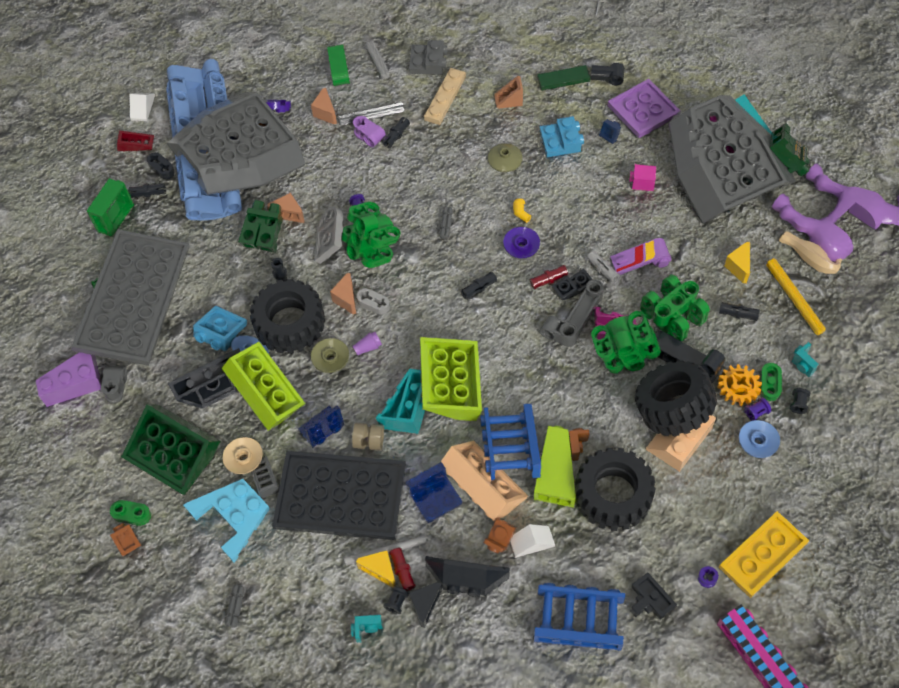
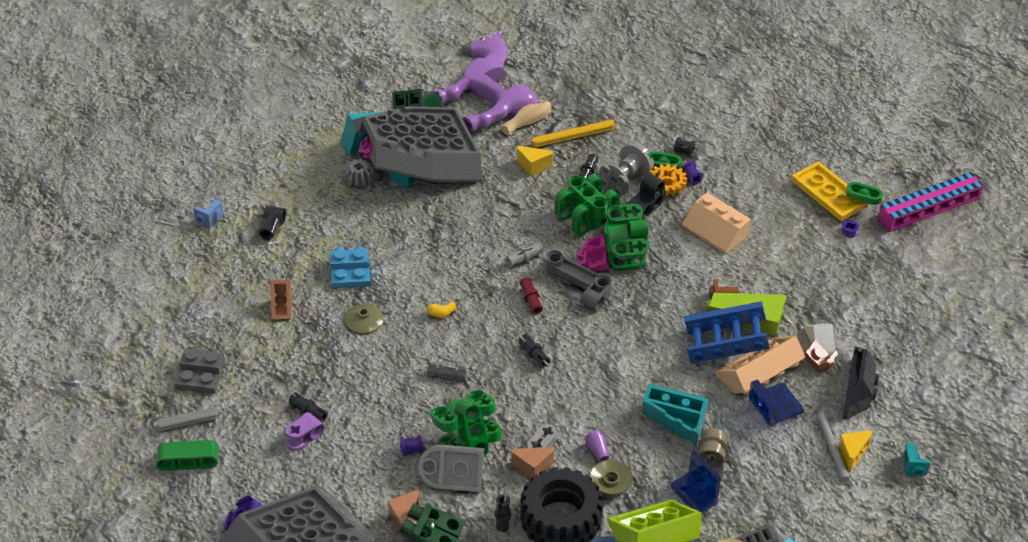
camera: 90 degrees left, 15 degrees down
(323, 108) = (254, 470): nougat slope -> none
(340, 495) = (775, 478): black plate -> none
(372, 113) = (272, 429): axle -> none
(396, 592) = (885, 437): black bush -> none
(402, 569) = (854, 428): dark red pin -> none
(425, 601) = (888, 415): black slope -> none
(445, 96) = (262, 361): tan plate -> none
(450, 378) = (654, 365): lime slope -> none
(521, 236) = (486, 310): dark purple dish -> none
(563, 77) = (264, 258): dark green tile -> none
(567, 634) = (912, 306): blue fence -> none
(572, 286) = (540, 279): black slope -> none
(607, 31) = (210, 215): none -> medium blue bracket
(610, 131) = (353, 227): dark blue tile -> none
(614, 464) = (779, 253): black tyre -> none
(641, 255) = (517, 225): medium lavender door -> none
(643, 108) = (327, 201): medium lavender plate -> none
(643, 177) = (420, 211): dark pink brick -> none
(651, 598) = (873, 263): black hinge -> none
(680, 414) = (677, 193): black tyre -> none
(744, 344) = (633, 161): none -> light grey piece
(756, 587) = (864, 193): none -> green plate
(764, 433) = (722, 175): medium blue dish -> none
(803, 361) = (645, 137): teal bracket -> none

